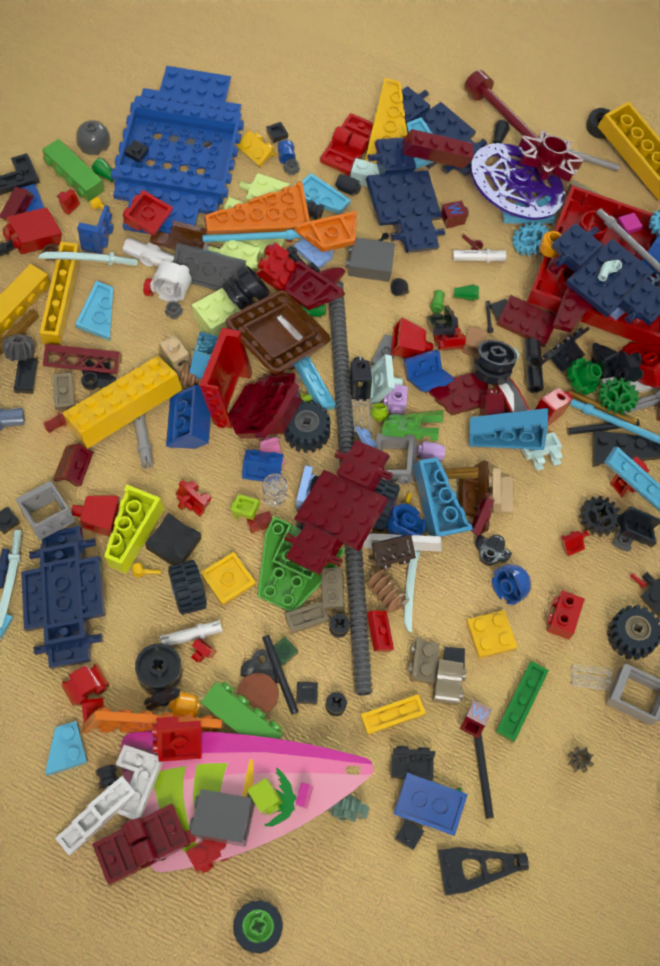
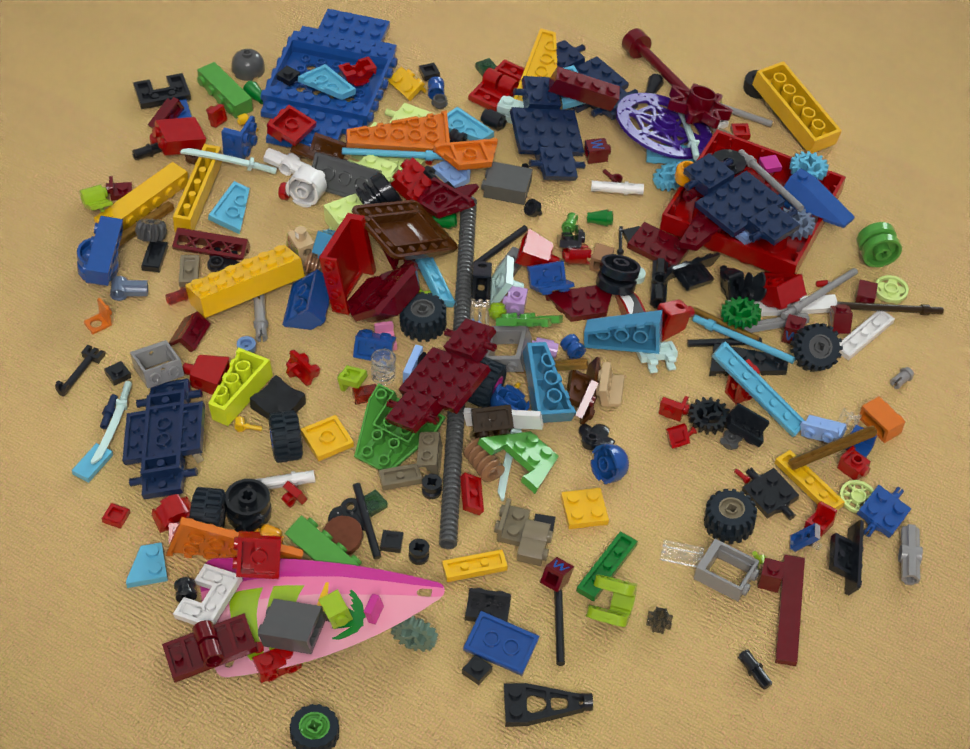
camera: 10 degrees right, 15 degrees down
(25, 692) = (115, 515): none -> red tile
(96, 815) = (171, 618): white slope -> none
(120, 686) = (209, 506): none -> black wheel
(133, 477) = (247, 343): none -> medium blue tile
(173, 306) = (306, 211): dark grey plate -> none
(178, 156) = (327, 81): none -> medium azure wing
(208, 142) = (360, 72): none -> red cylinder
(332, 121) = (483, 65): none -> clear green plate
(365, 341) = (503, 244): none -> black bar
(431, 578) = (526, 450): none -> bright green wing
(458, 448) = (572, 346): none -> blue wheel
(491, 402) = (611, 306): dark red brick -> none
(541, 746) = (621, 604): none -> lime piece
(549, 201) = (693, 144): none -> light aqua sword
(564, 512) = (674, 409): none -> red bracket
(565, 614) = (661, 496): red brick -> none
(584, 376) = (709, 295): green plant -> none
(588, 219) = (739, 161): none -> black dish
(592, 181) = (741, 130): none -> red tile
(609, 267) = (737, 192): light aqua arm -> none

